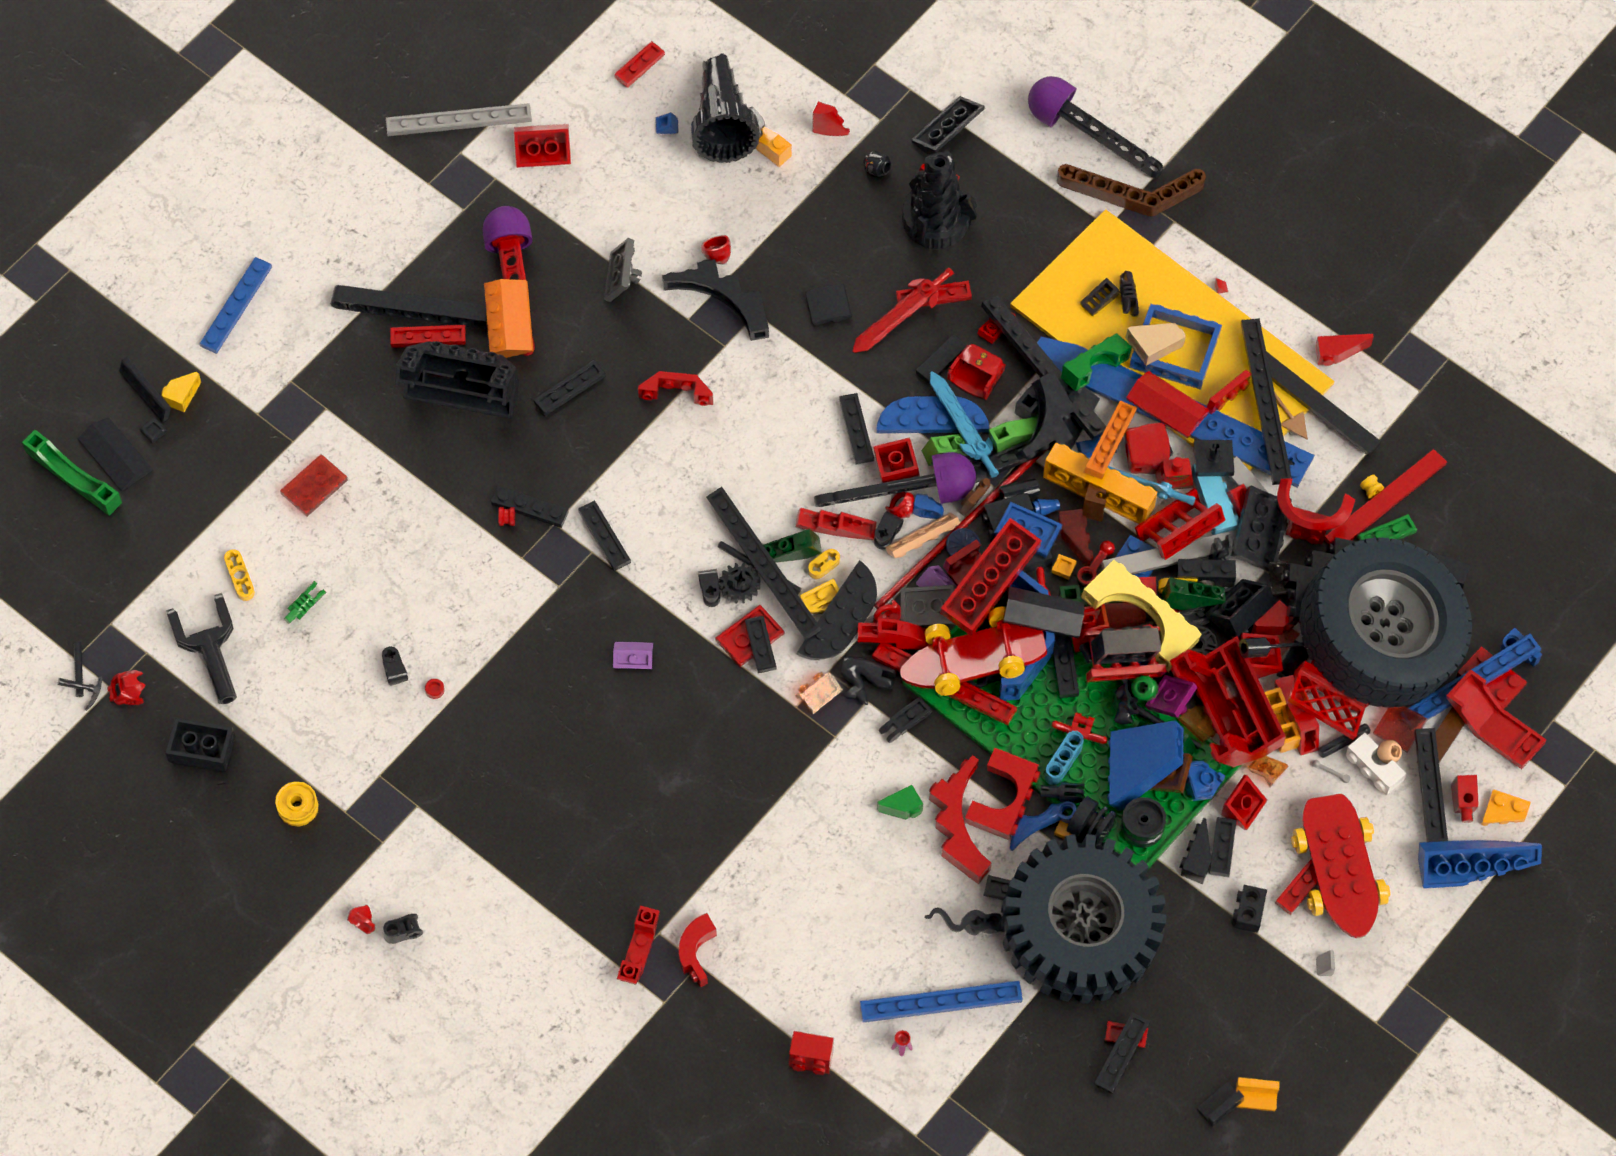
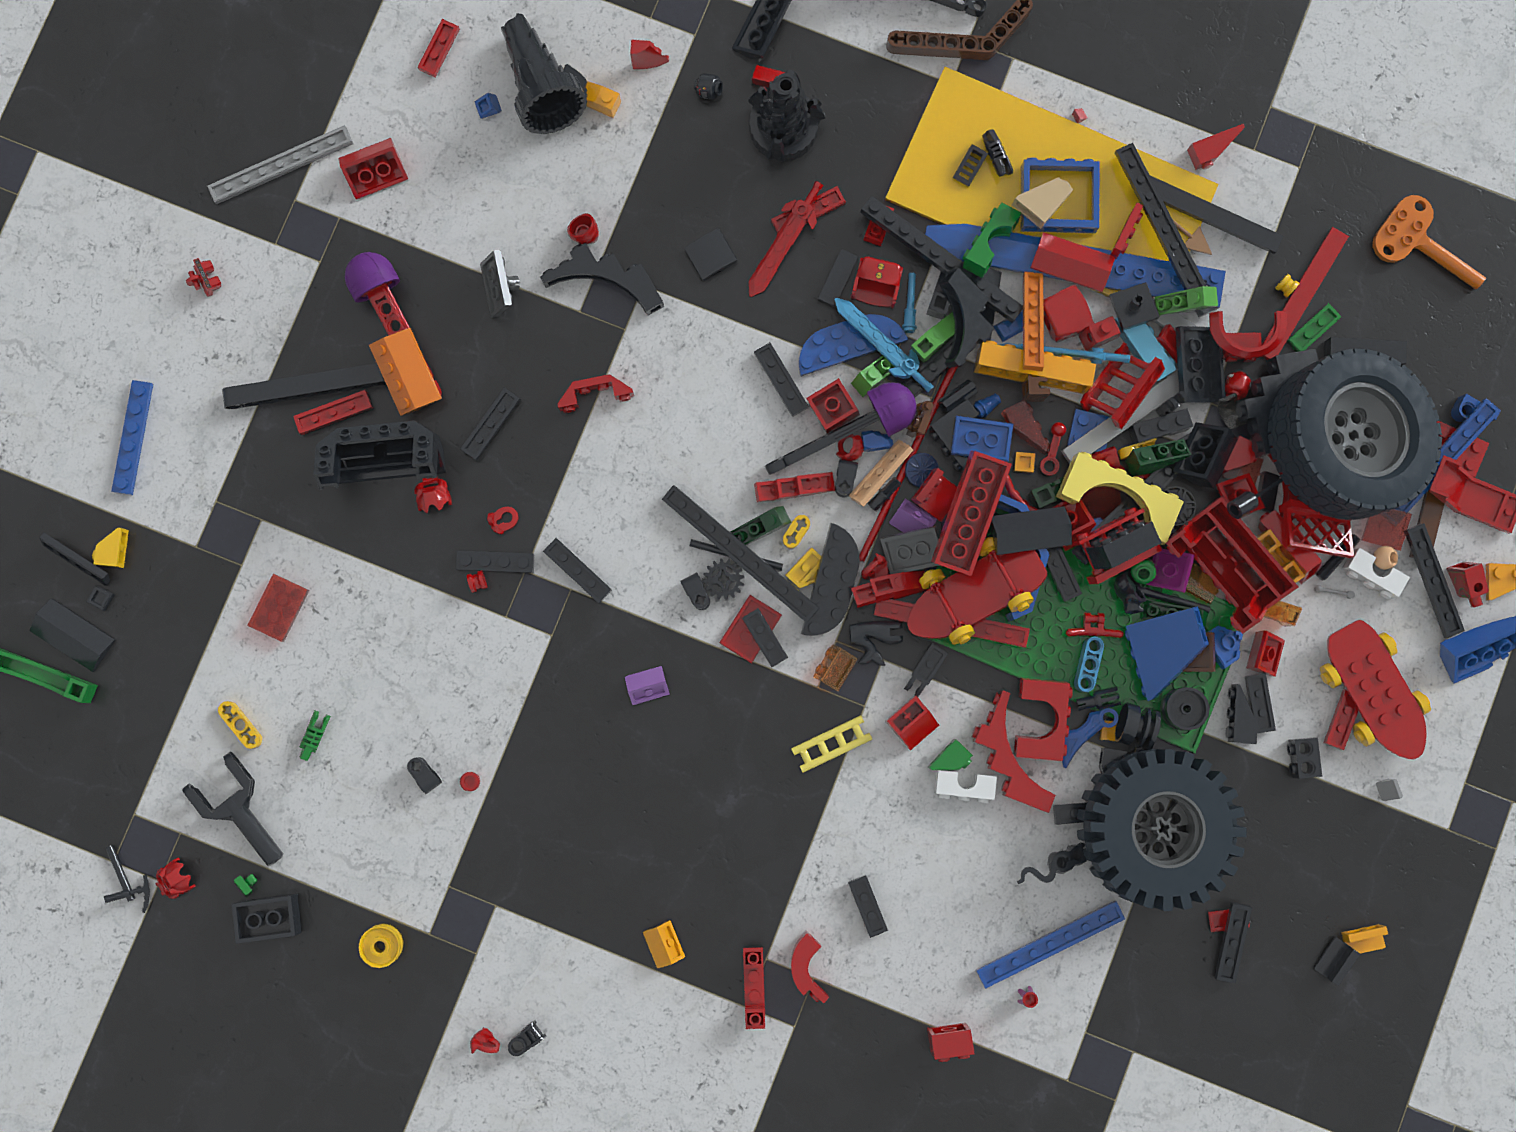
camera: 20 degrees left, 20 degrees up
(191, 711) = (244, 885): none -> green tile
(350, 189) = (201, 269): none -> red hips
(493, 426) = (434, 495): none -> red helmet
(542, 468) = (494, 517): none -> red piece
(565, 886) = (664, 944): none -> light orange panel
(774, 912) = (867, 906): none -> black plate
(782, 751) = (843, 746): none -> light yellow bar
(875, 759) = (912, 722): none -> red slope
(919, 553) = (884, 494): none -> black axle
(920, 841) = (982, 787): none -> white arch
(999, 406) = (910, 313): none -> dark azure pin
(1263, 462) = (1187, 300): none -> bright green slope
(1294, 554) = (1237, 383): none -> red head
(1505, 473) = (1407, 229): none -> orange piece

